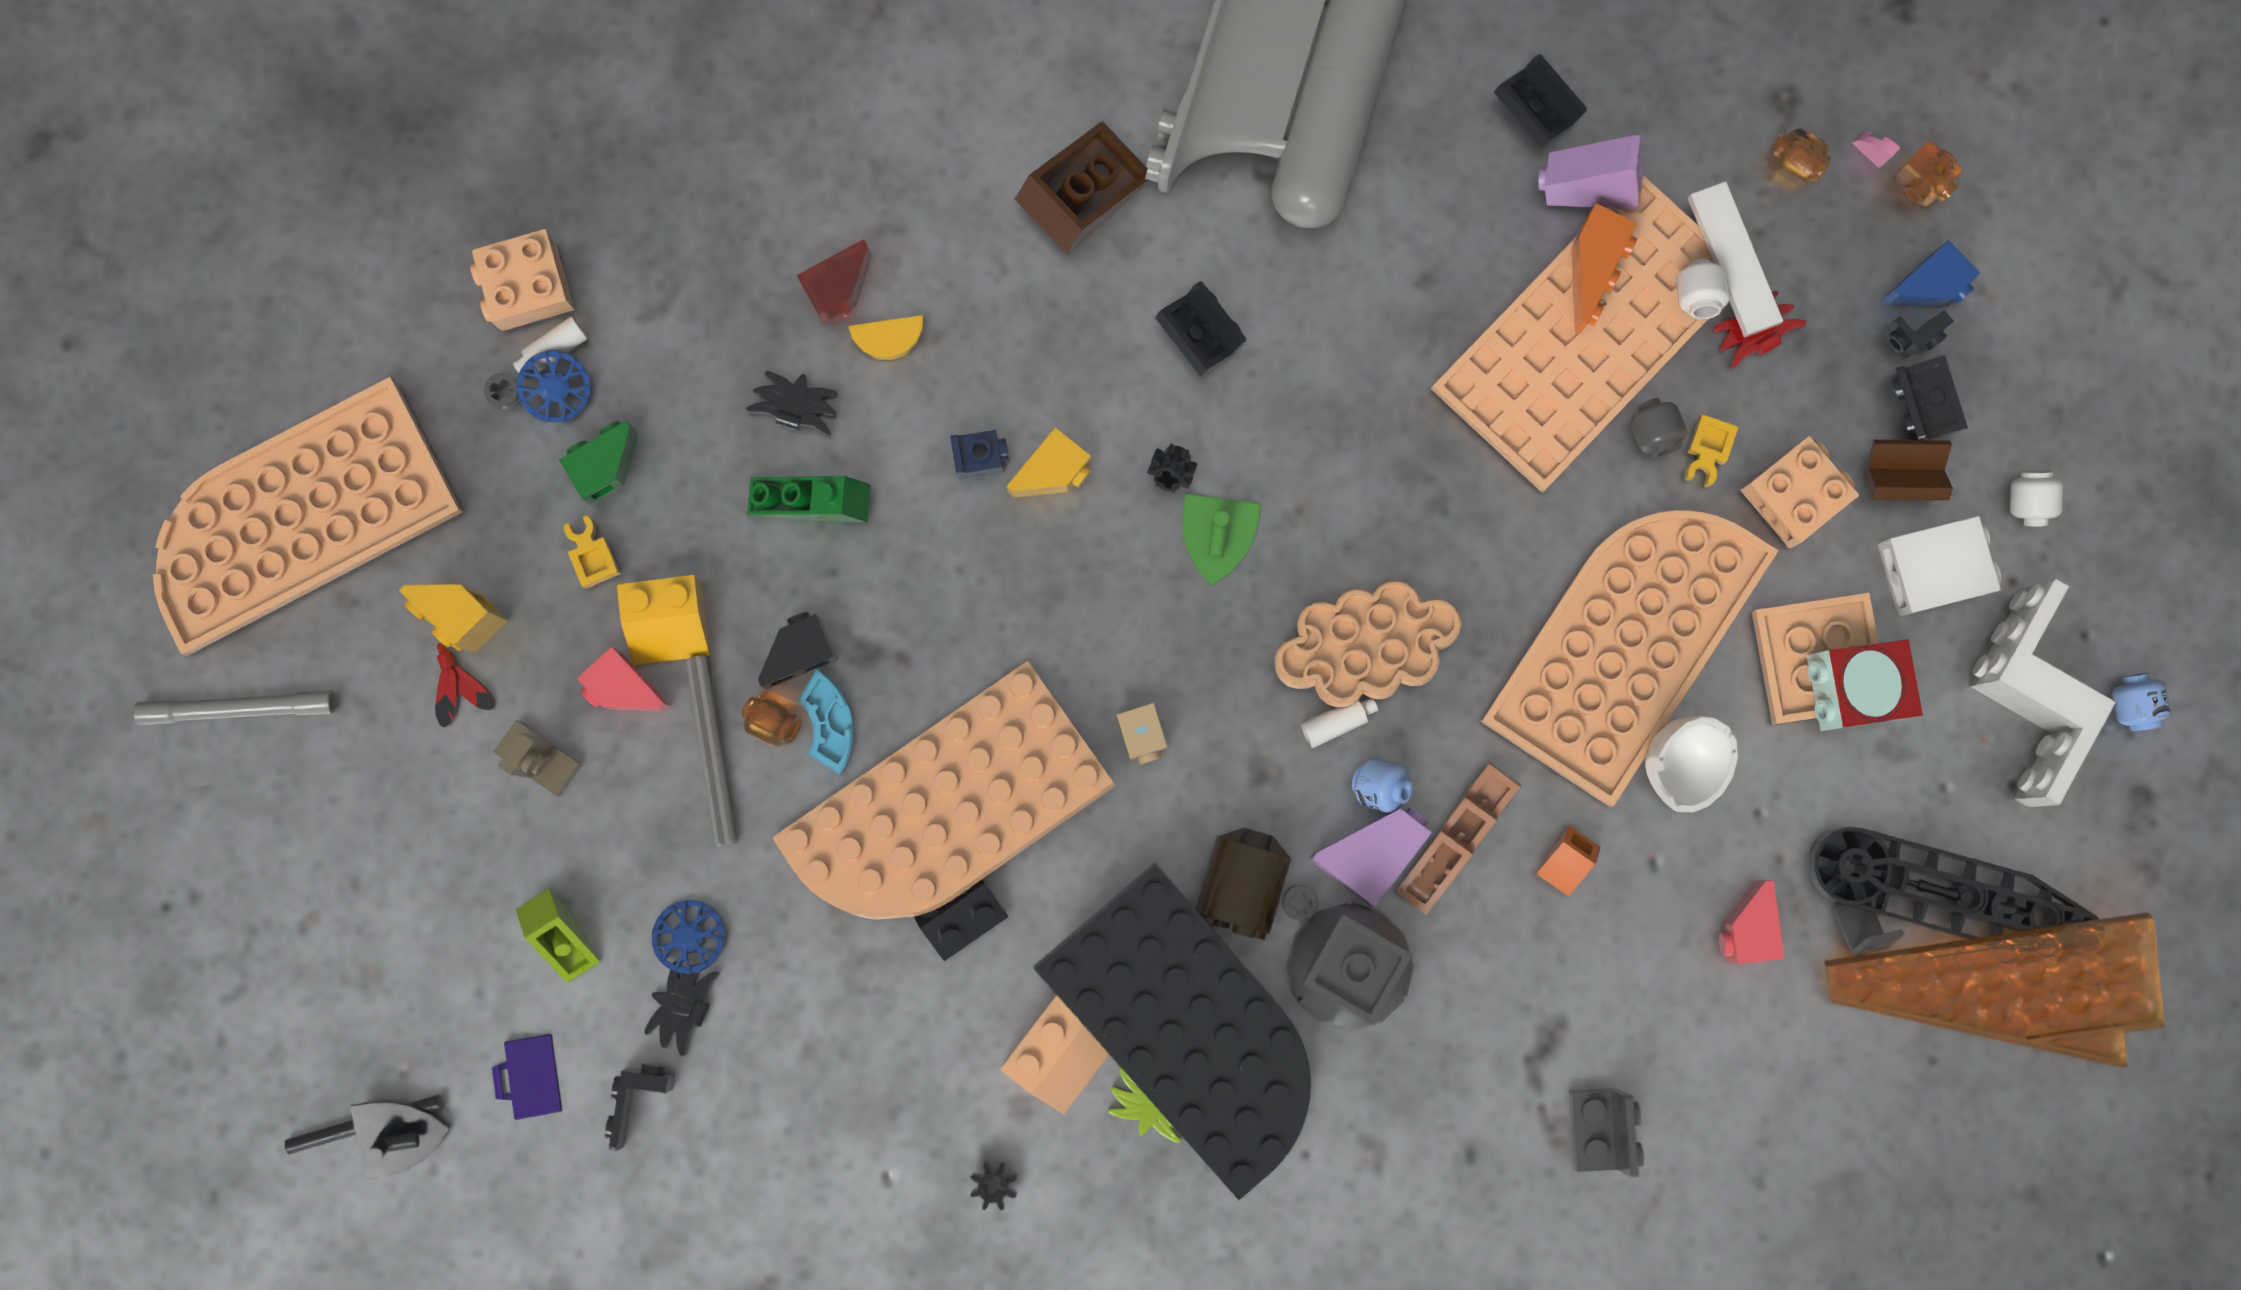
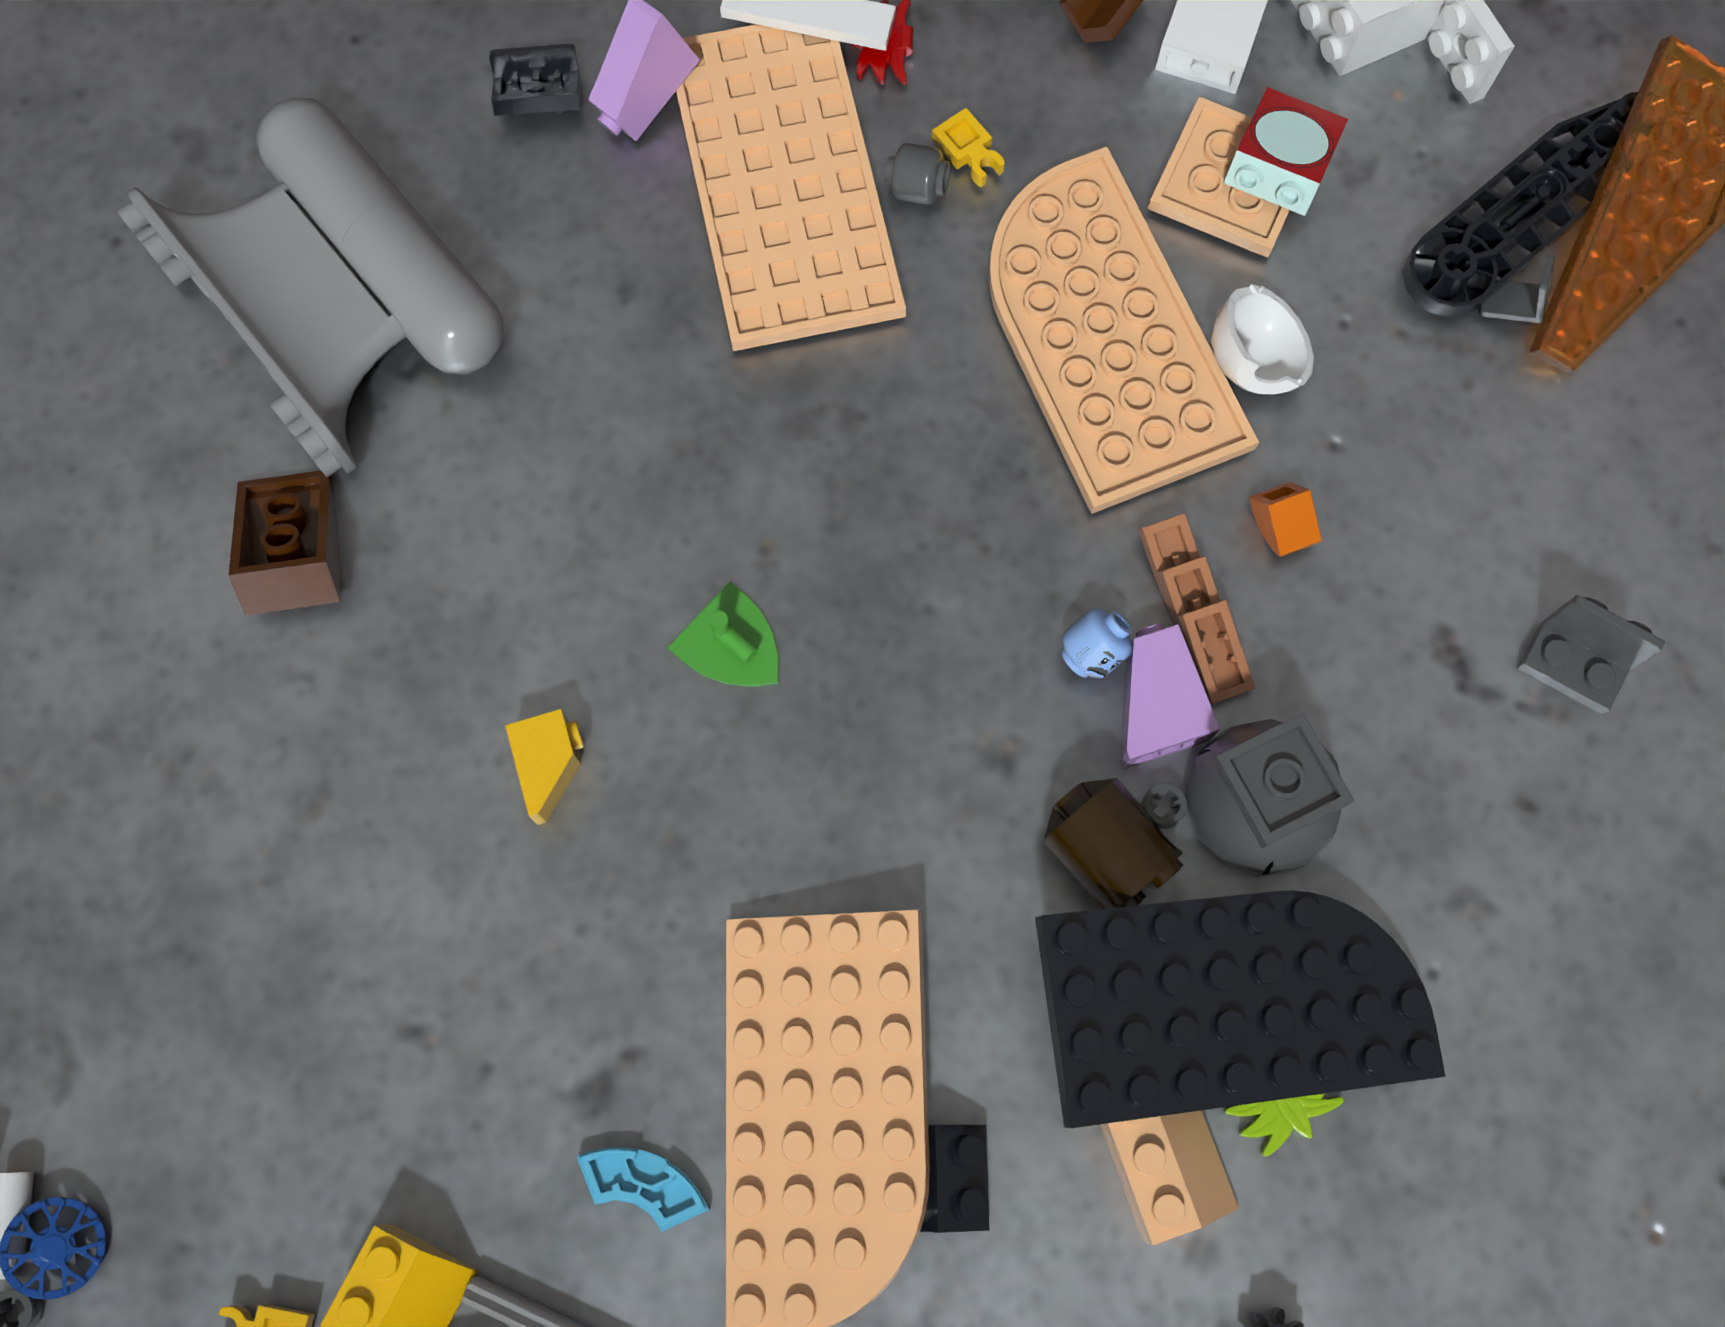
camera: 55 degrees left, 10 degrees down
(602, 463) = (177, 1249): green slope -> none
(771, 719) = (595, 1247): clear orange head -> none
(794, 403) = (278, 988): black piece -> none
(797, 650) = (541, 1166): black slope -> none
(810, 498) = (388, 1038): green slope -> none
(837, 282) = (185, 854): clear red slope -> none
(888, 338) = (286, 840): yellow tile -> none
(971, 466) = (481, 841): dark blue brick -> none
(1142, 734) = (884, 850): tan brick -> none
(1172, 468) = (633, 639): black gear -> none
(1201, 329) = (515, 519): black bracket -> none
(1337, 722) = (1001, 647): white cylinder -> none
(1367, 644) = (943, 568): light nougat plate -> none
(1595, 255) = (716, 120): orange slope -> none
(1703, 289) = (816, 50): white head -> none
(1753, 927) = (1457, 391): coral slope -> none
(1800, 491) = (1065, 94): light nougat brick -> none

